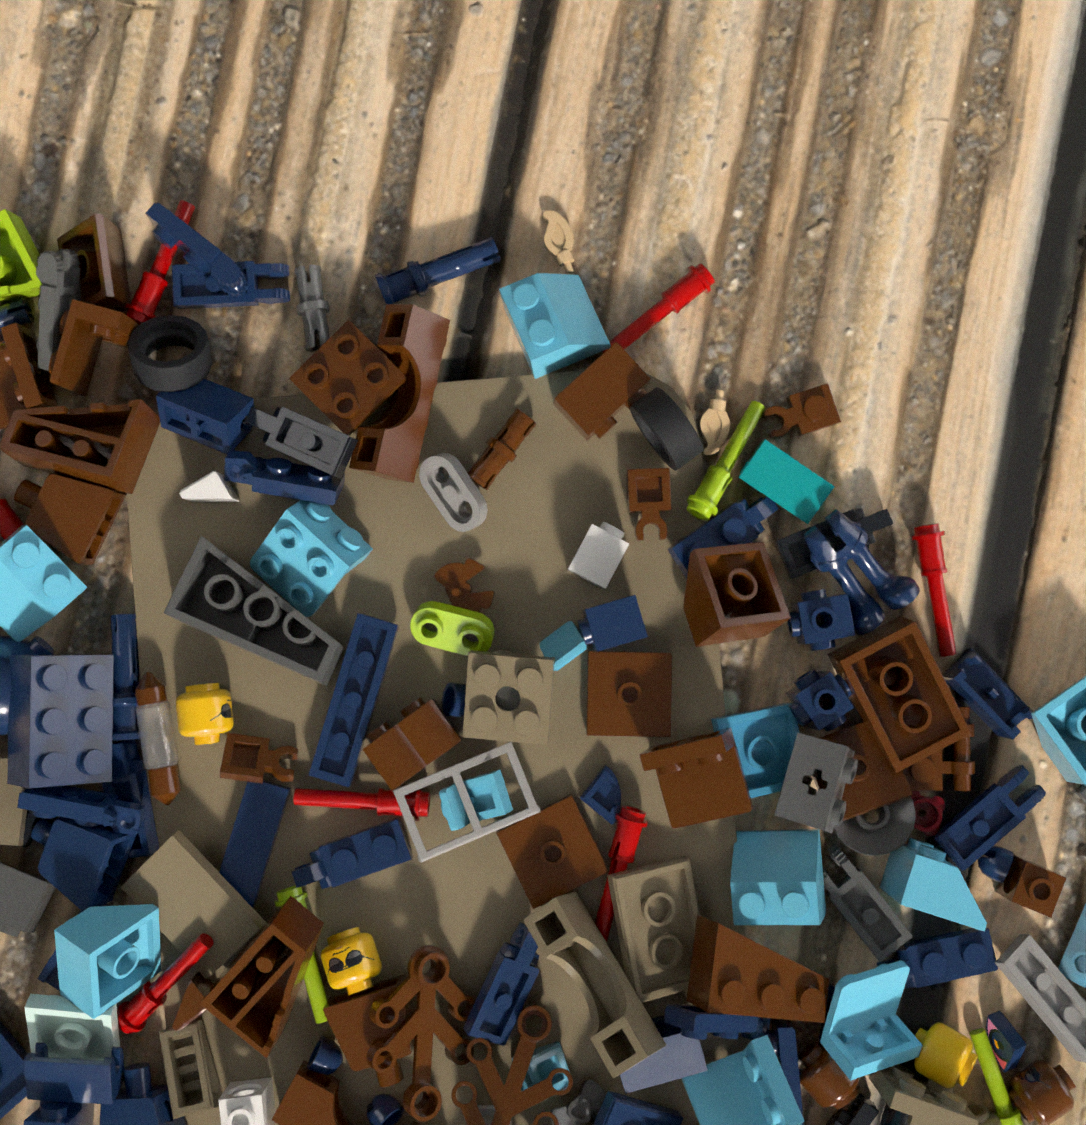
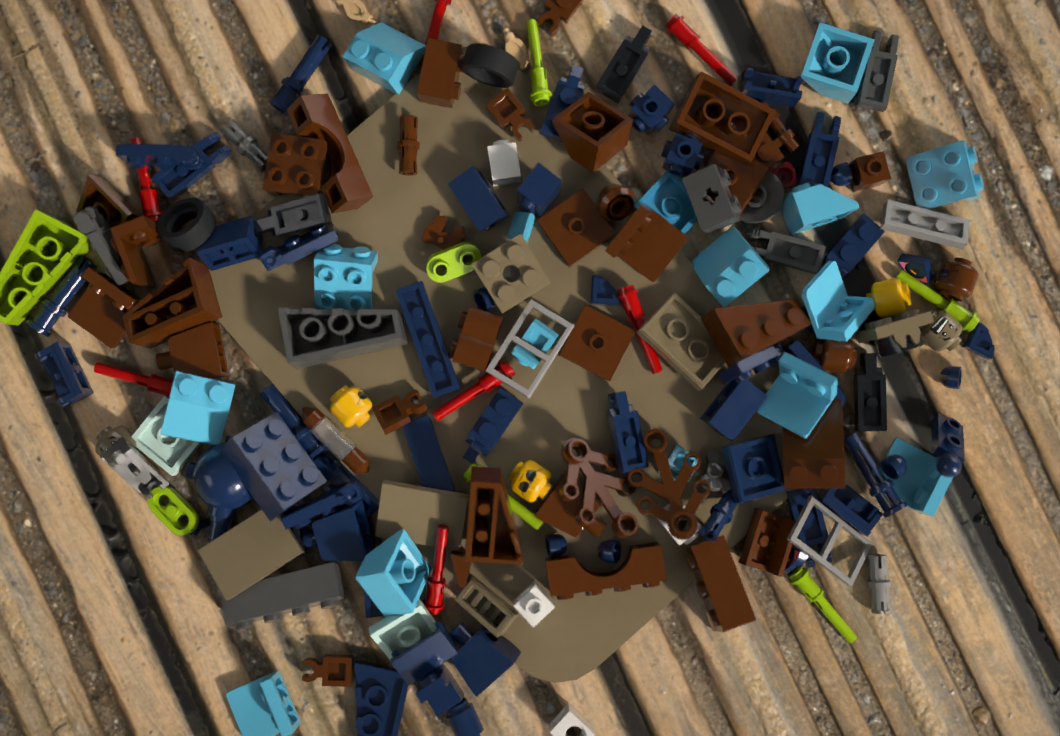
camera: 40 degrees left, 0 degrees up
(210, 489) = (264, 283): white slope -> none
(453, 493) = (399, 189): light grey plate -> none
(536, 576) = (478, 199): none -> dark blue hinge
(620, 1022) = (695, 398): dark tan arch -> none
(697, 701) = (616, 202): none -> reddish brown cone
(785, 481) = (576, 49): teal hinge -> none
(892, 590) = (676, 68): dark blue piece -> none

